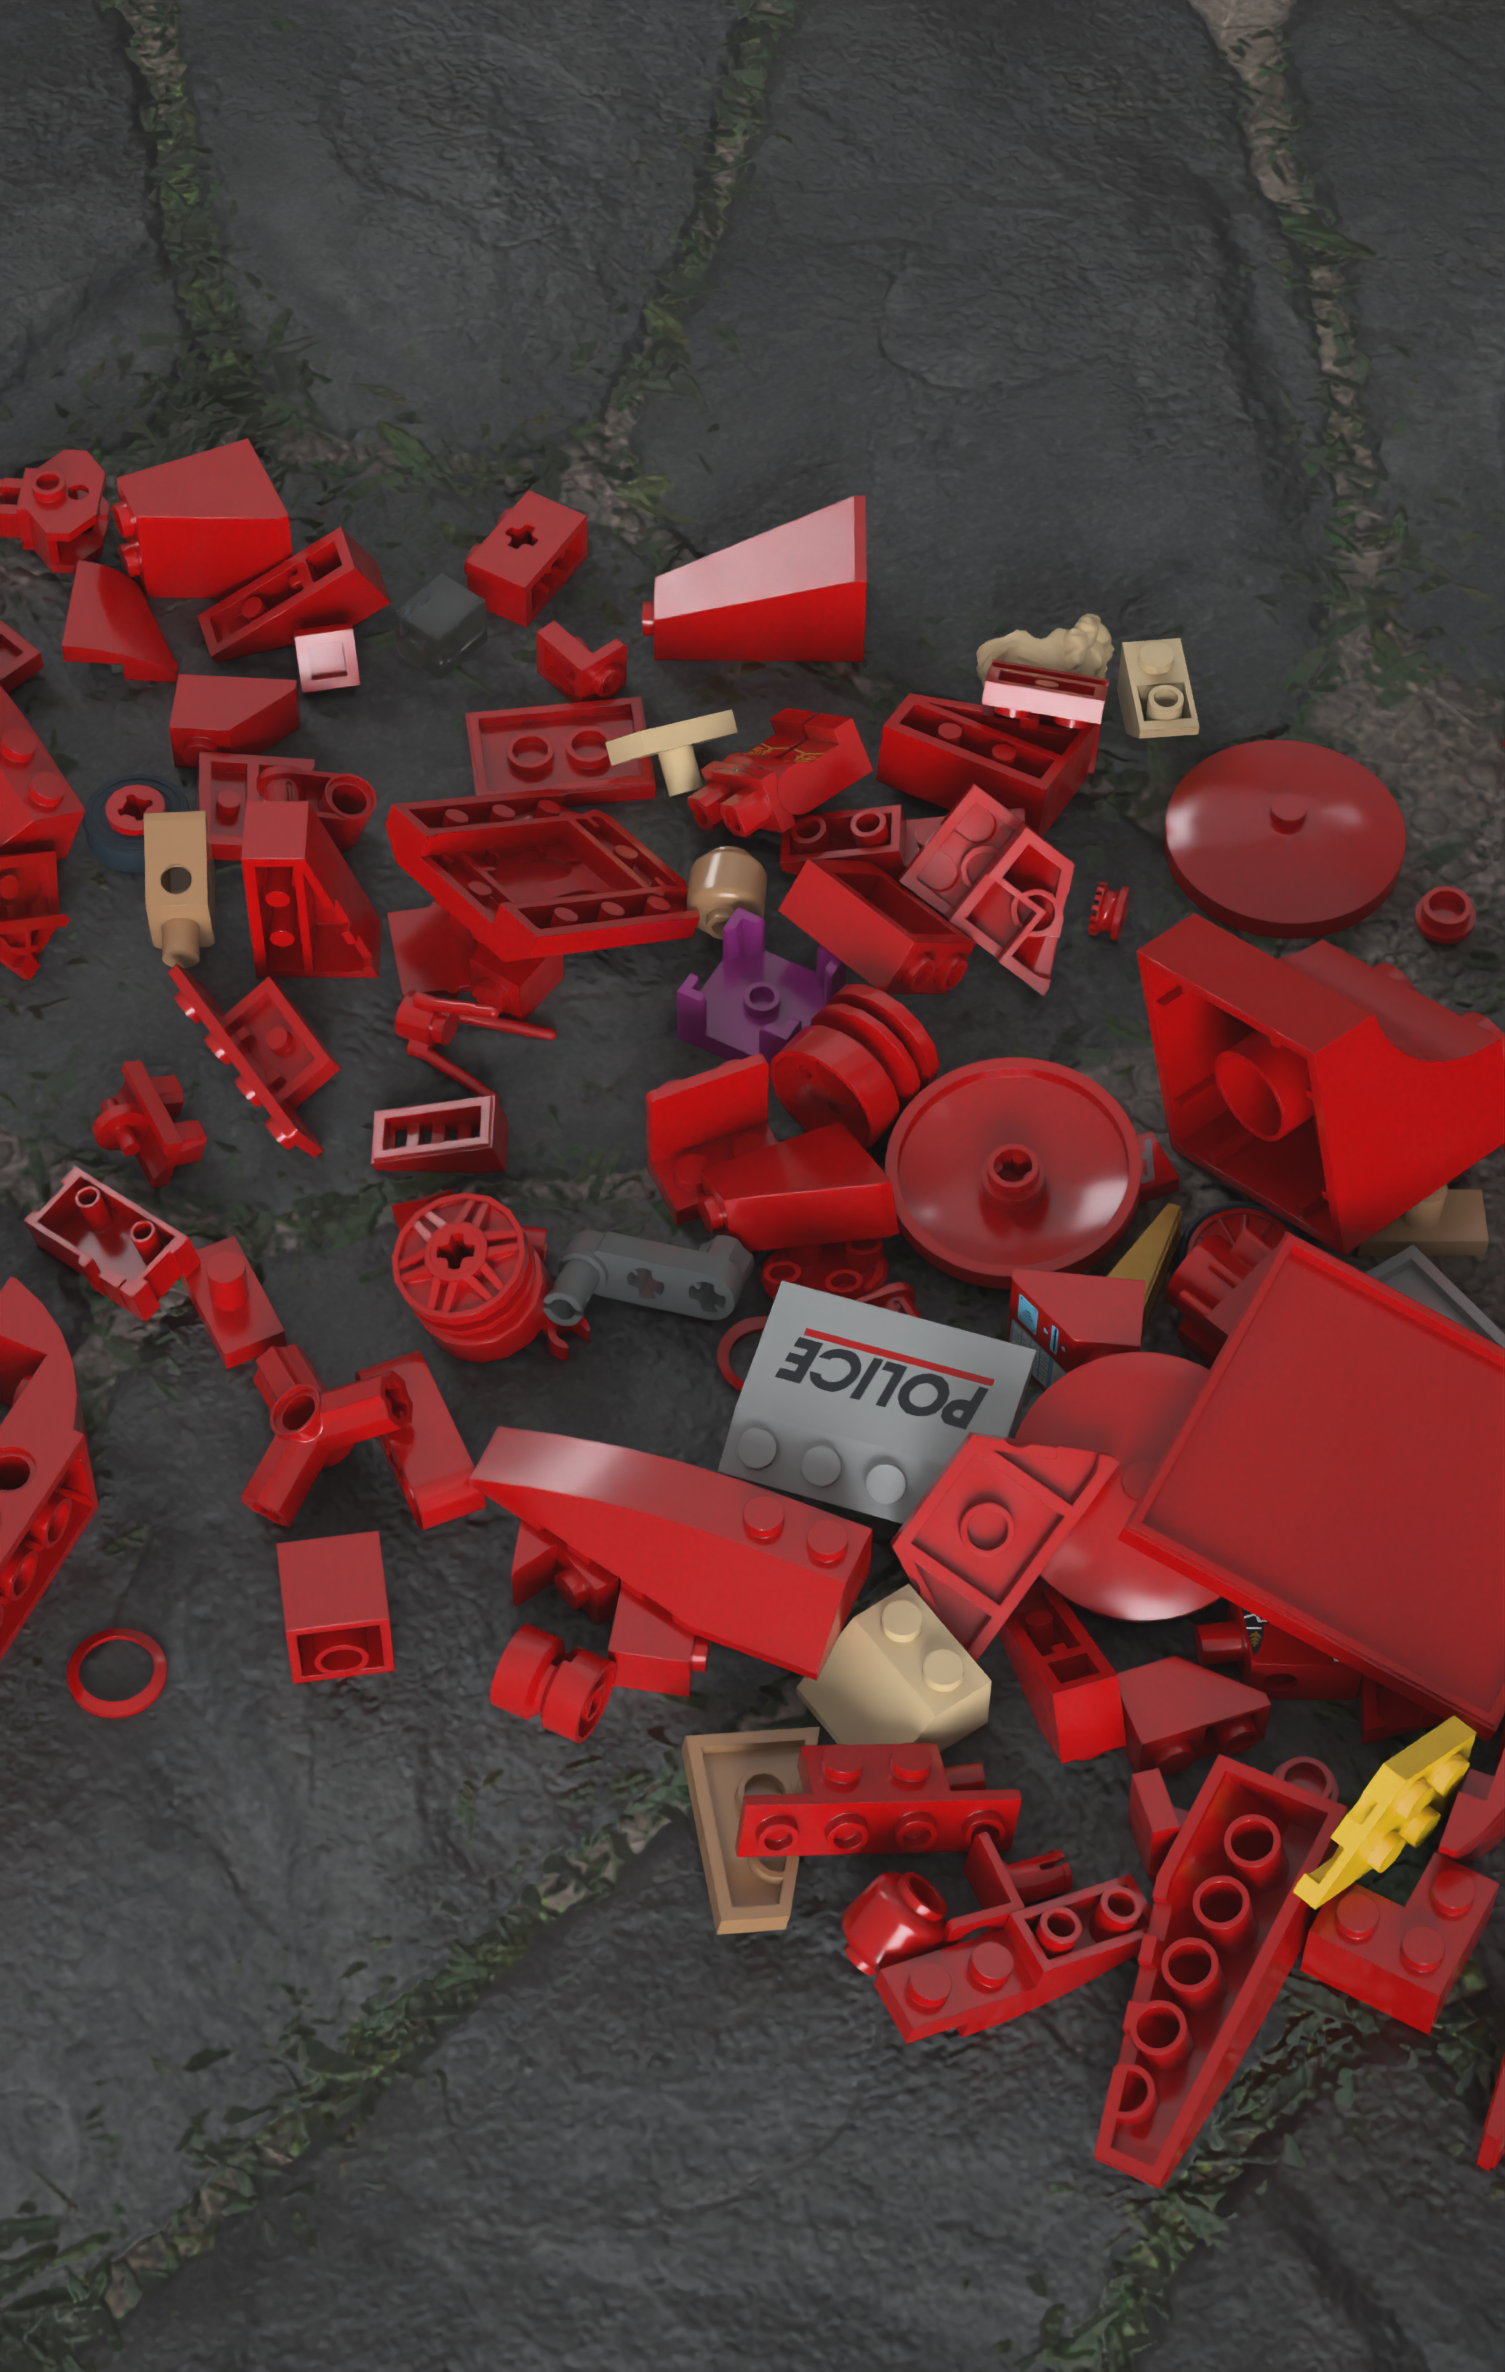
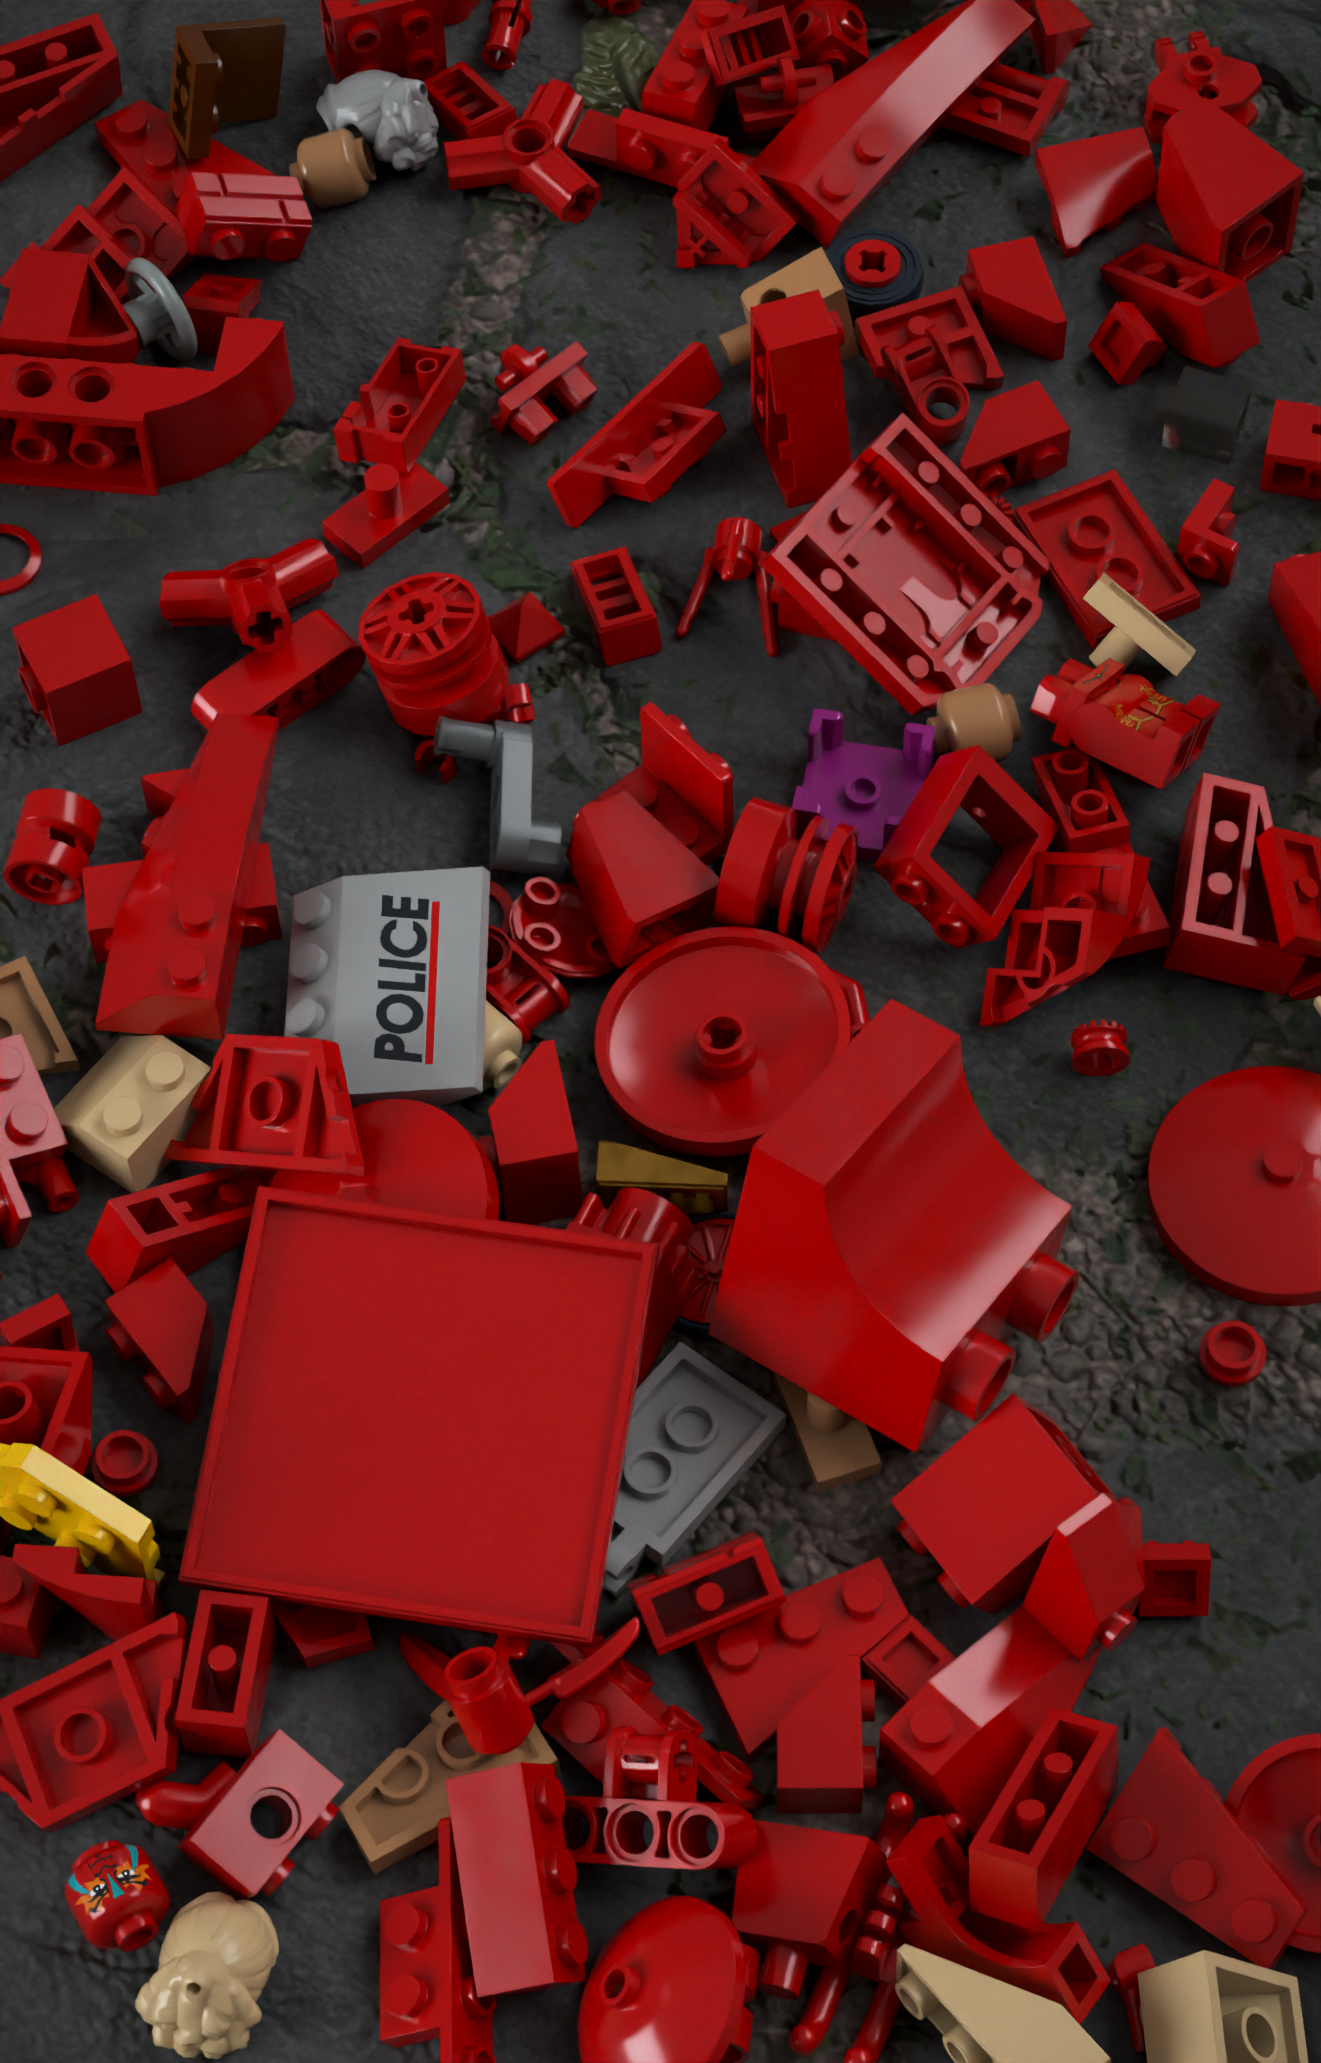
camera: 75 degrees right, 5 degrees up
(401, 761) = (1016, 440): none -> red slope

